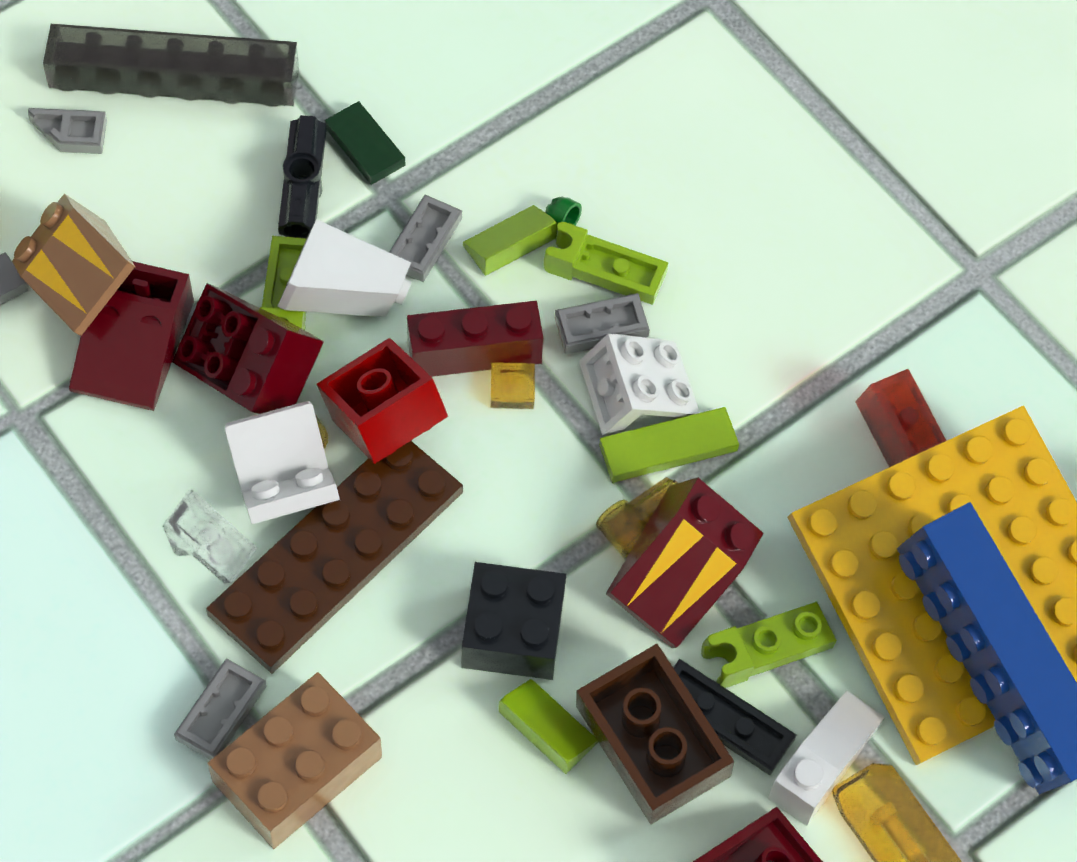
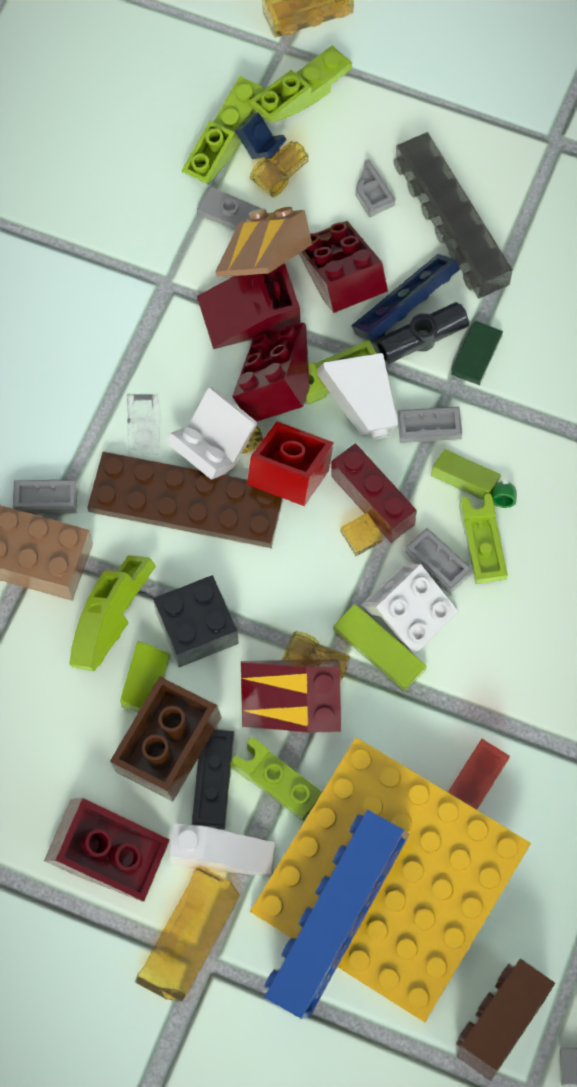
camera: 65 degrees right, 5 degrees up
(158, 208) = (343, 267): none -> dark red slope
(244, 171) = (405, 297): none -> dark blue plate
(435, 717) = (103, 615): none -> lime slope

